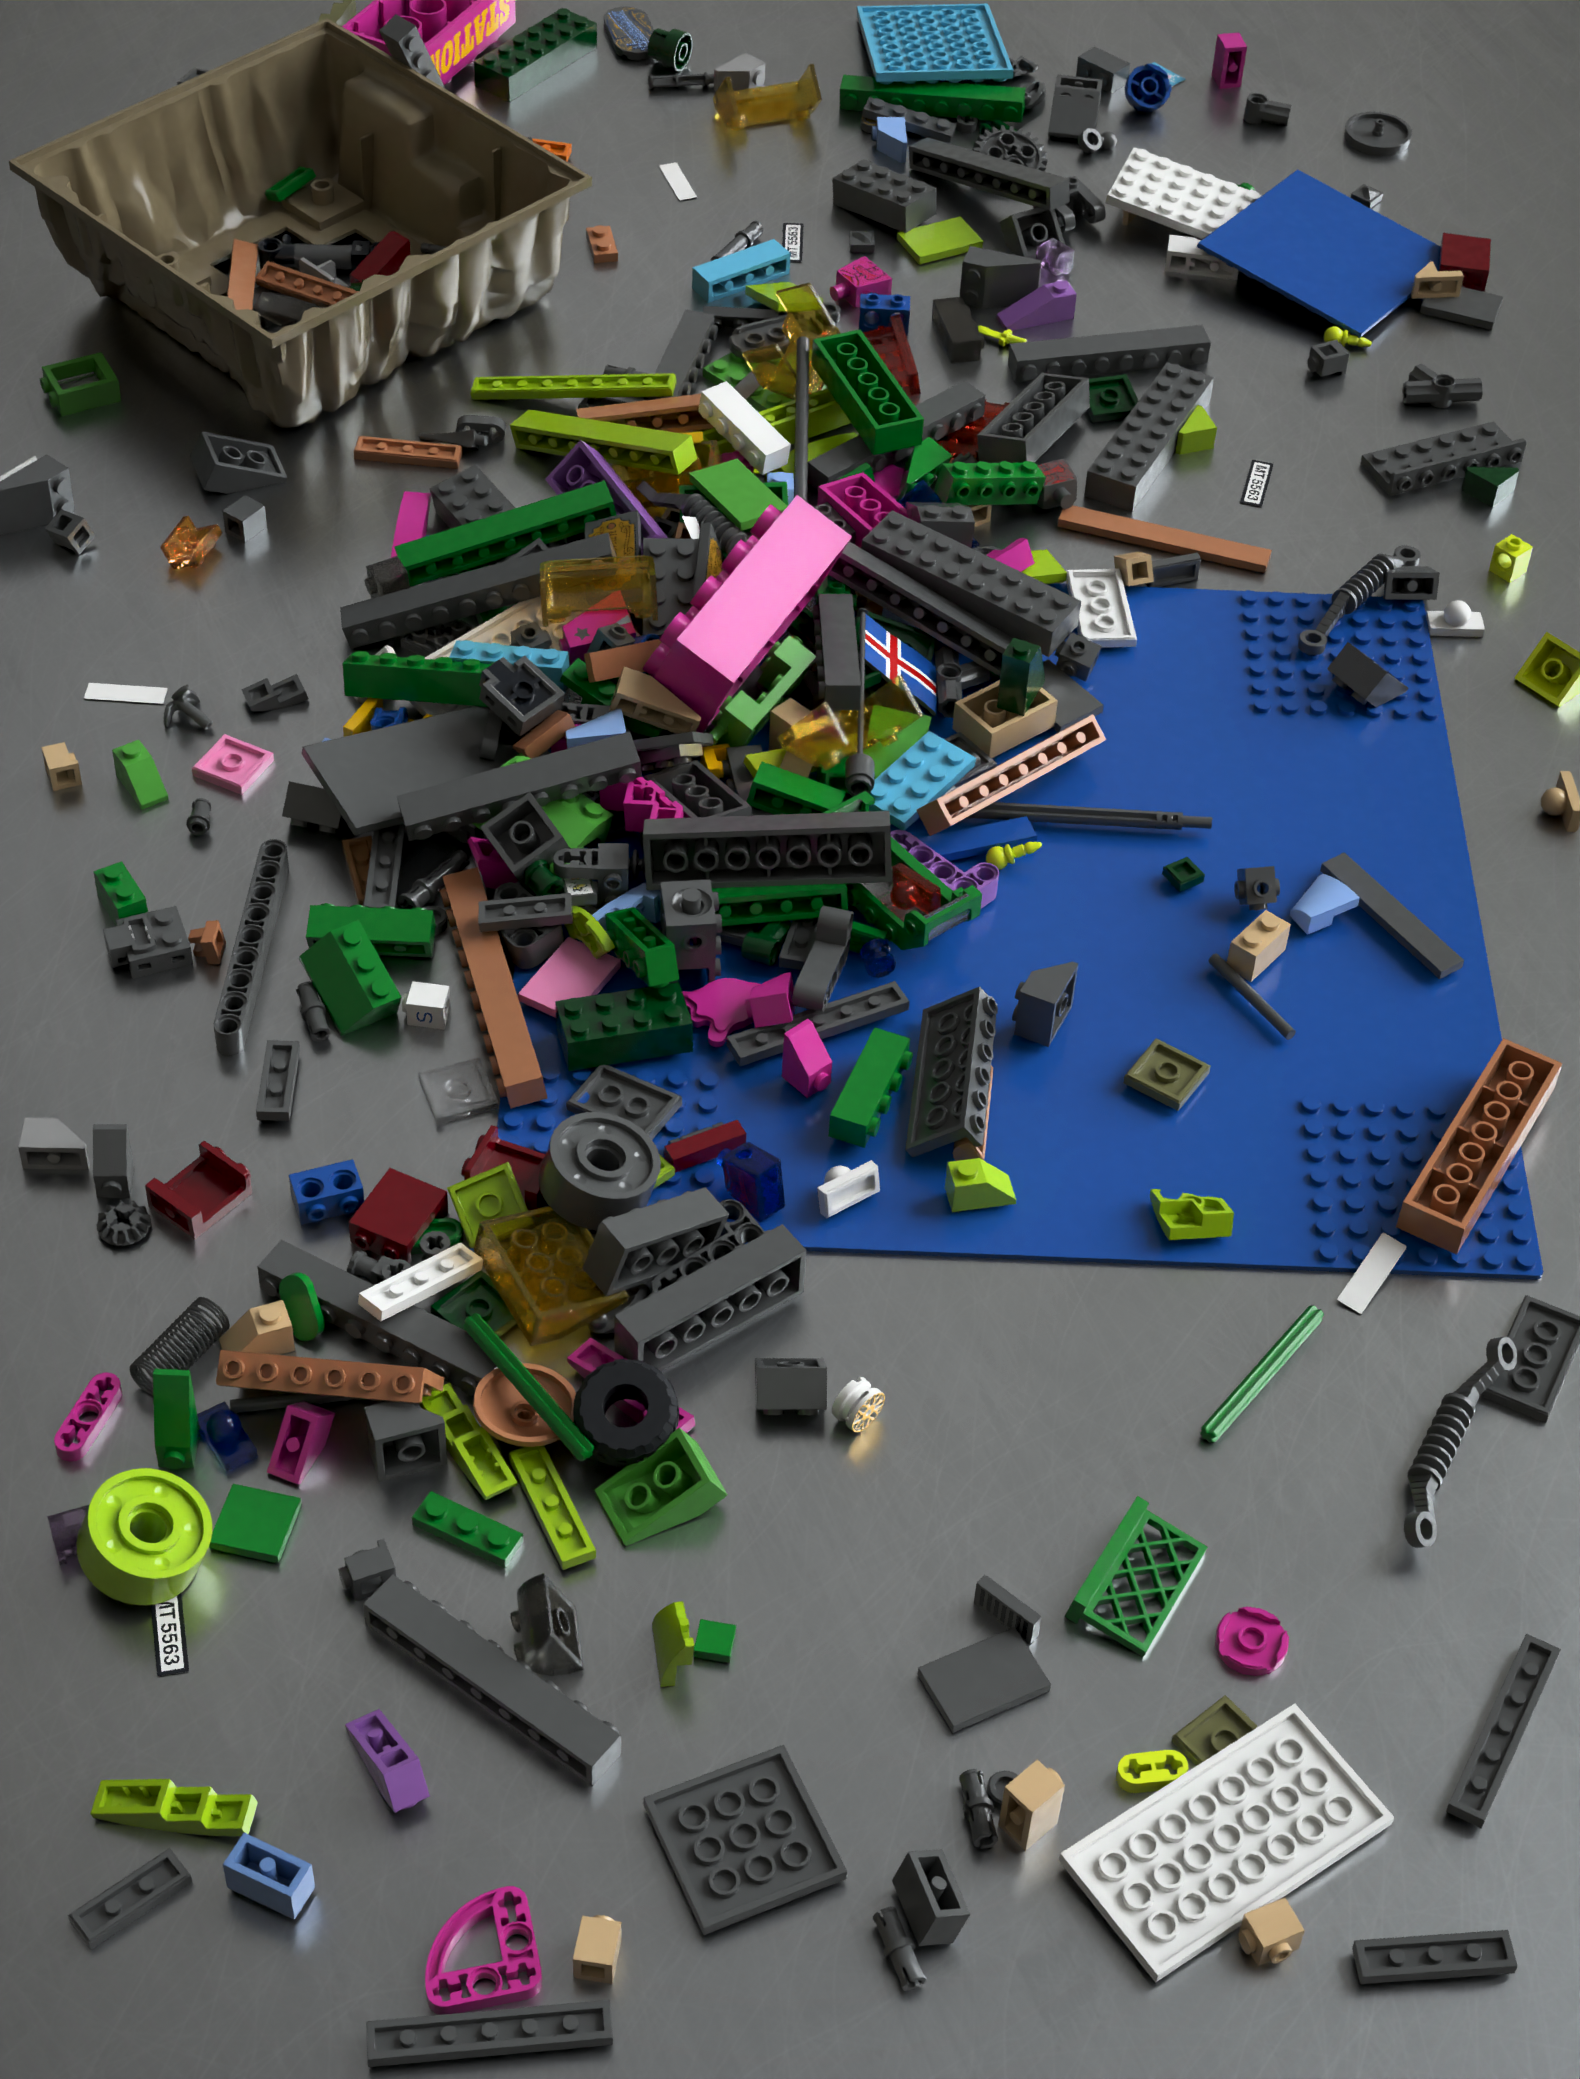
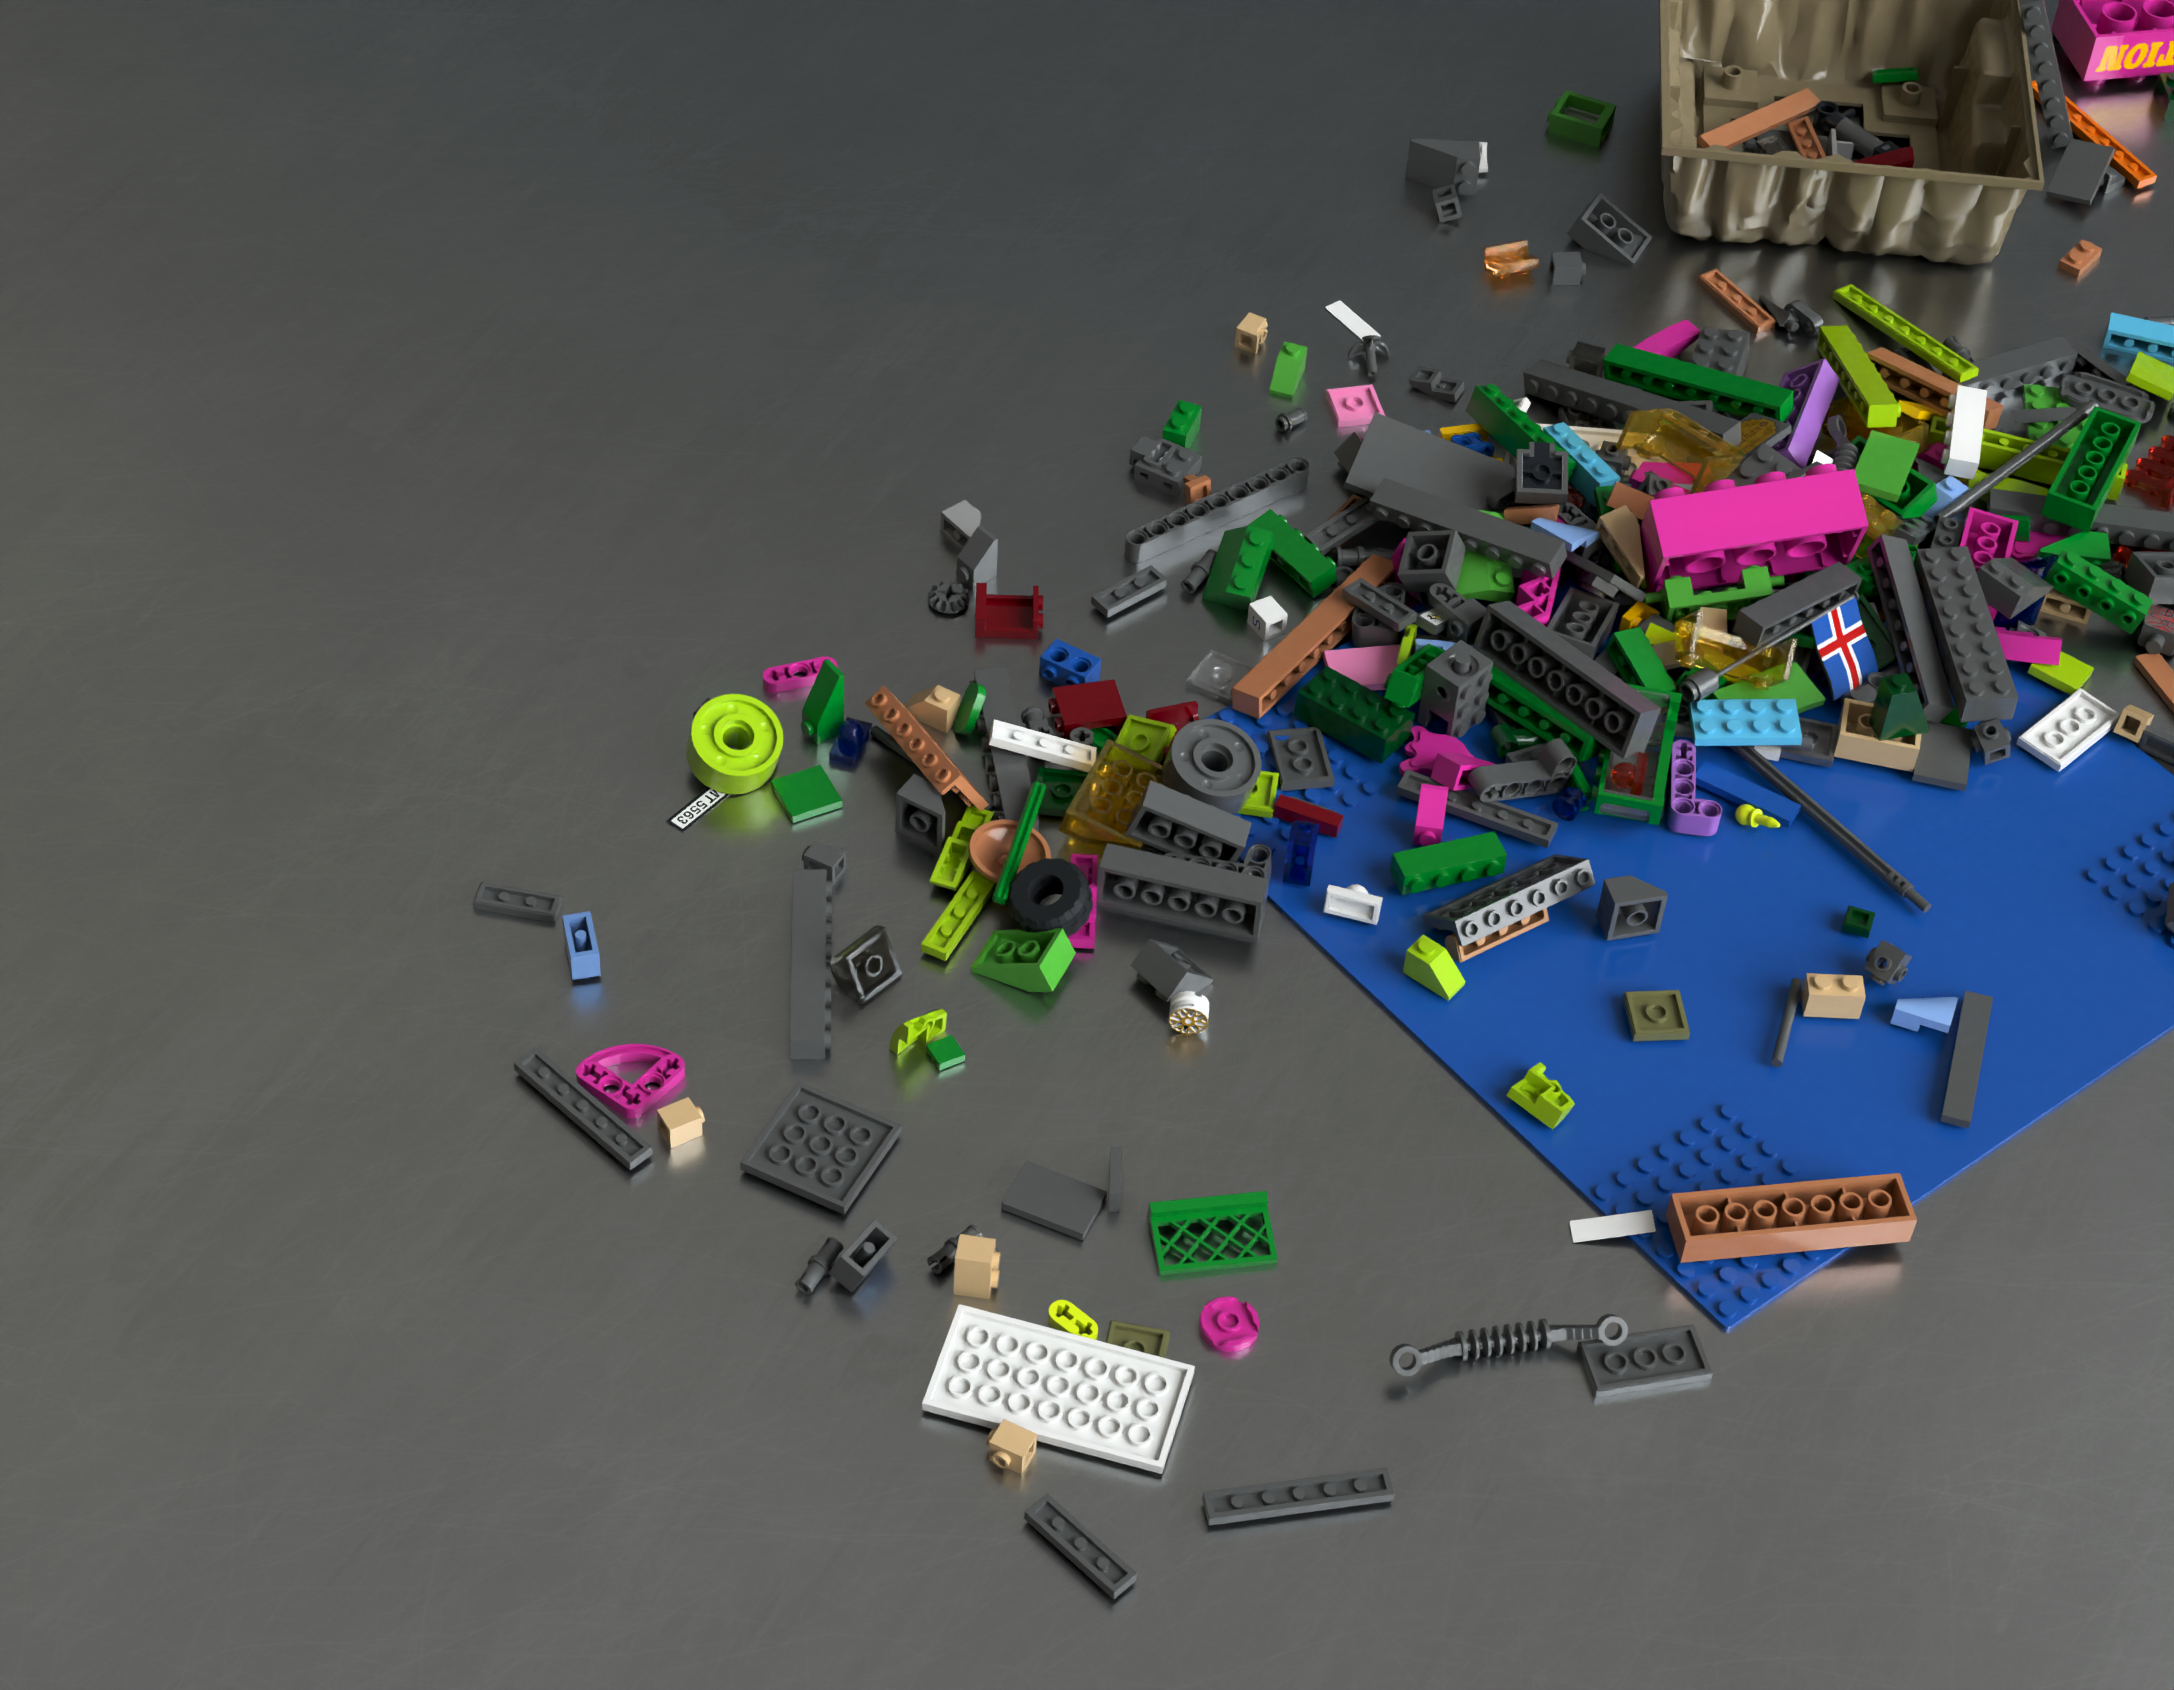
camera: 50 degrees right, 0 degrees up
(168, 1808) = (587, 881): lime slope -> none
(185, 1343) = (919, 674): dark grey piece -> none
(300, 1441) = (880, 772): dark pink slope -> none
(388, 1760) = (706, 952): medium lavender slope -> none
(467, 1529) = (903, 890): green plate -> none
(541, 880) = (1417, 595): dark green piece -> none
(804, 318) = (2122, 398): clear yellow windscreen -> none
(1010, 775) = (1817, 768): nougat brick -> none
(1261, 1374) = (1455, 1212): axle -> none

